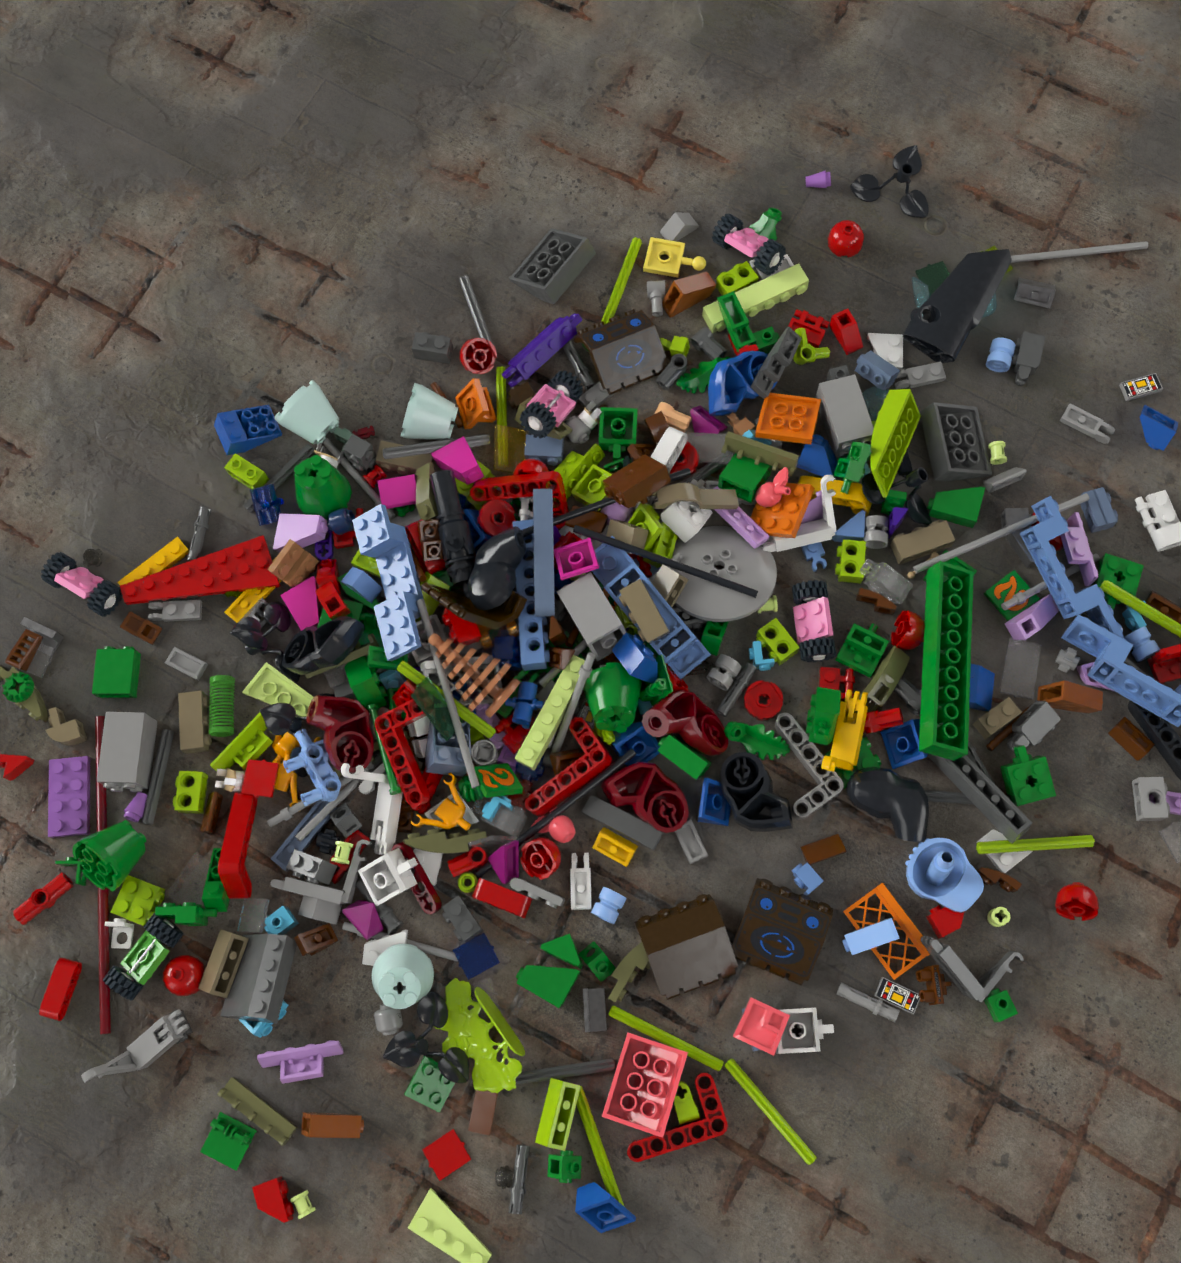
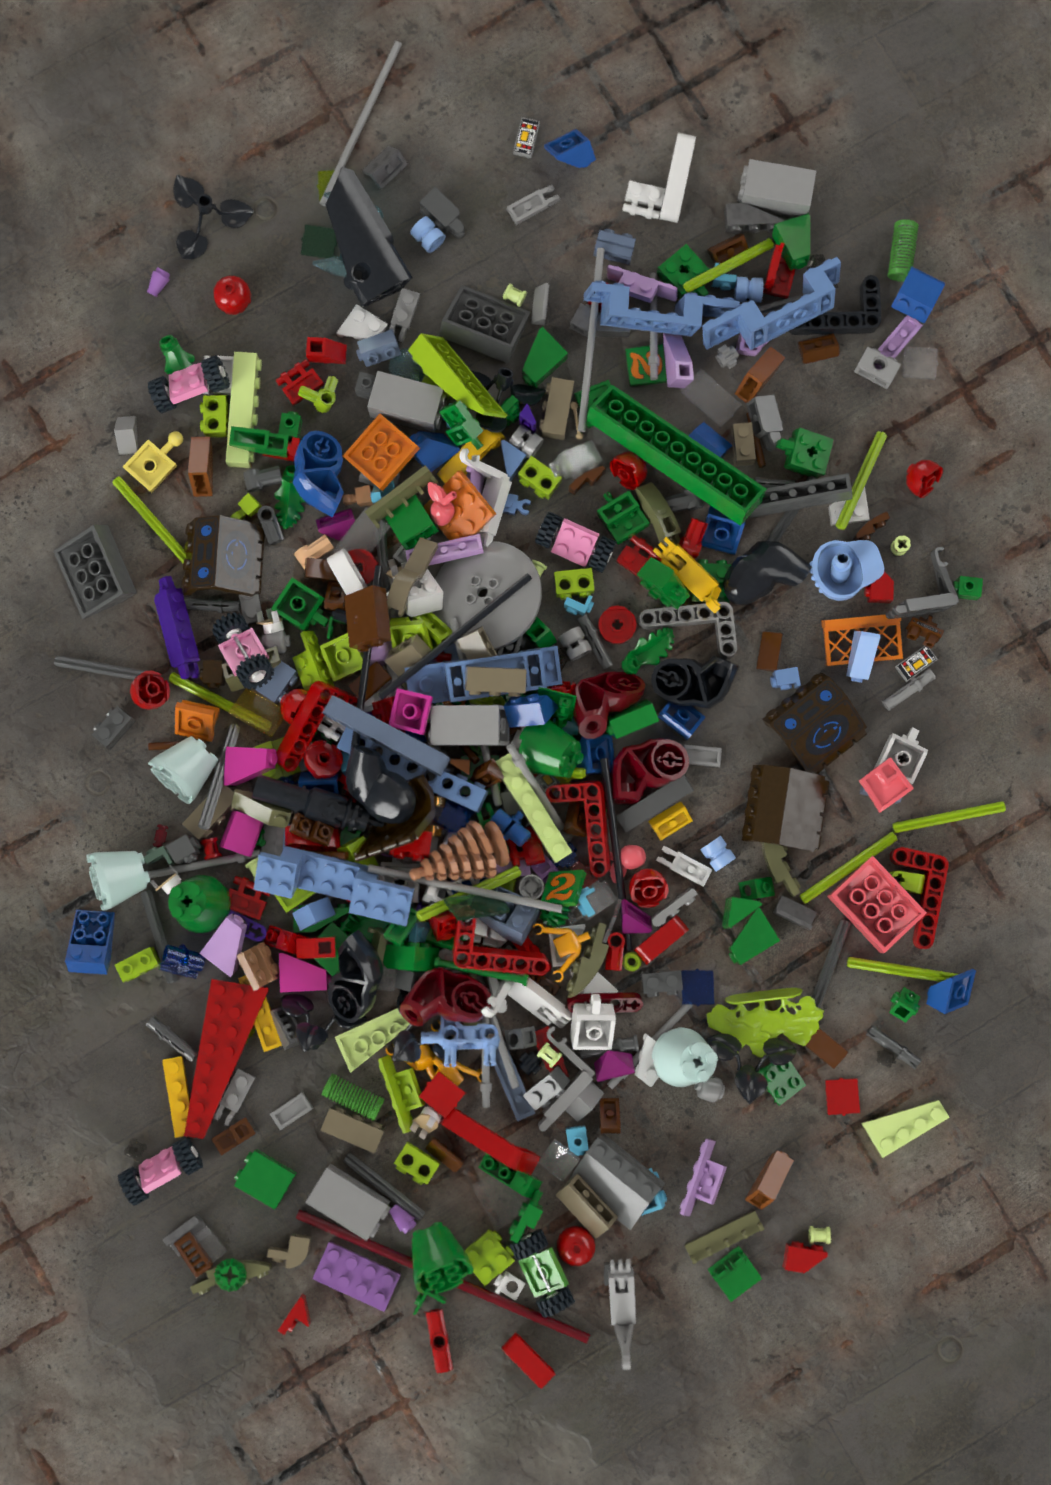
camera: 70 degrees left, 10 degrees up
(341, 521) = (241, 900): dark blue head -> none
(557, 1114) = (862, 987): lime brick -> none
(656, 294) = (181, 494): light grey pin -> none
(776, 361) = (319, 427): dark grey slope -> none

